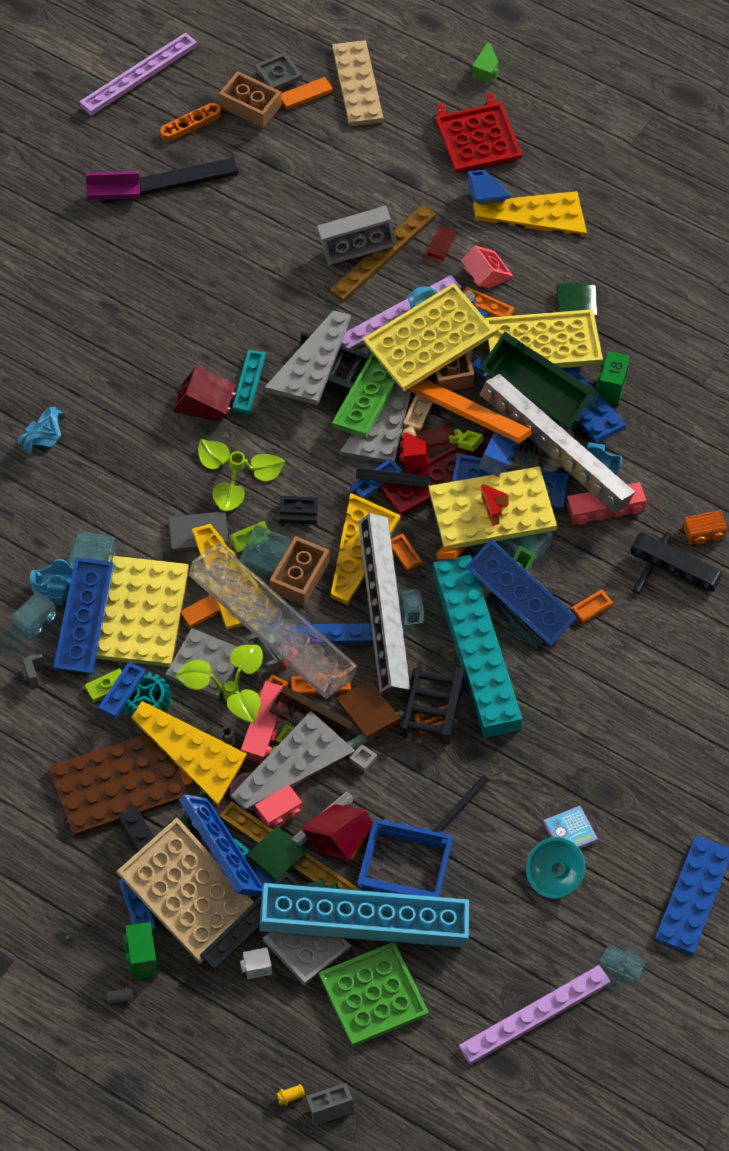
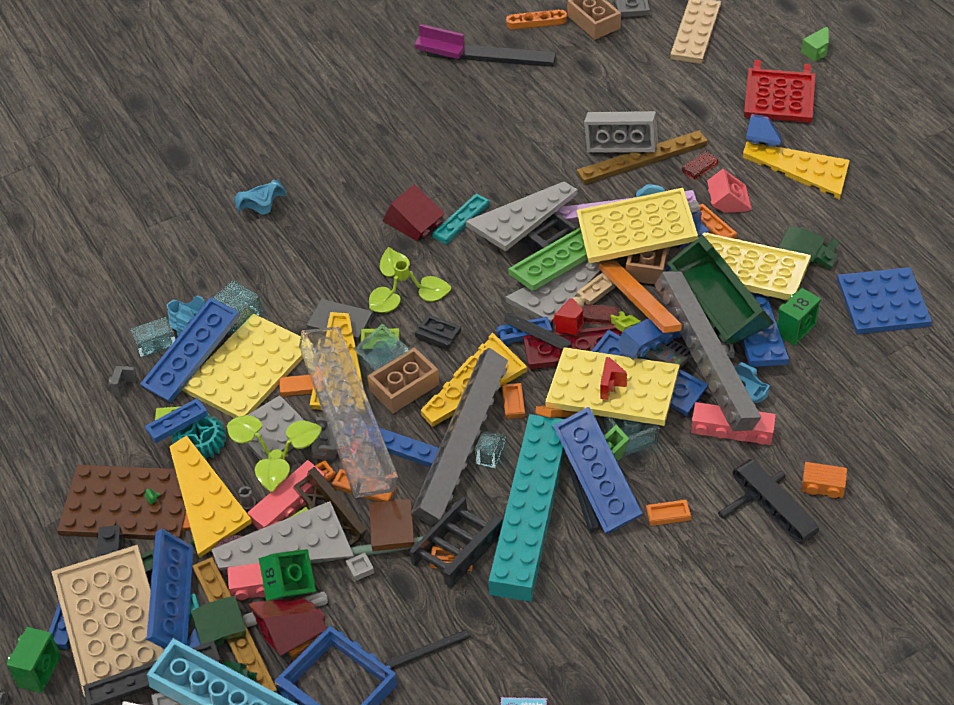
camera: 30 degrees right, 10 degrees down
(142, 769) = (151, 496): none -> green rock
(306, 93) = (646, 25): orange tile -> none
(314, 790) = (287, 574): none -> green brick
(604, 304) = (825, 254): none -> dark green plate
(673, 332) = (883, 300): none -> blue plate

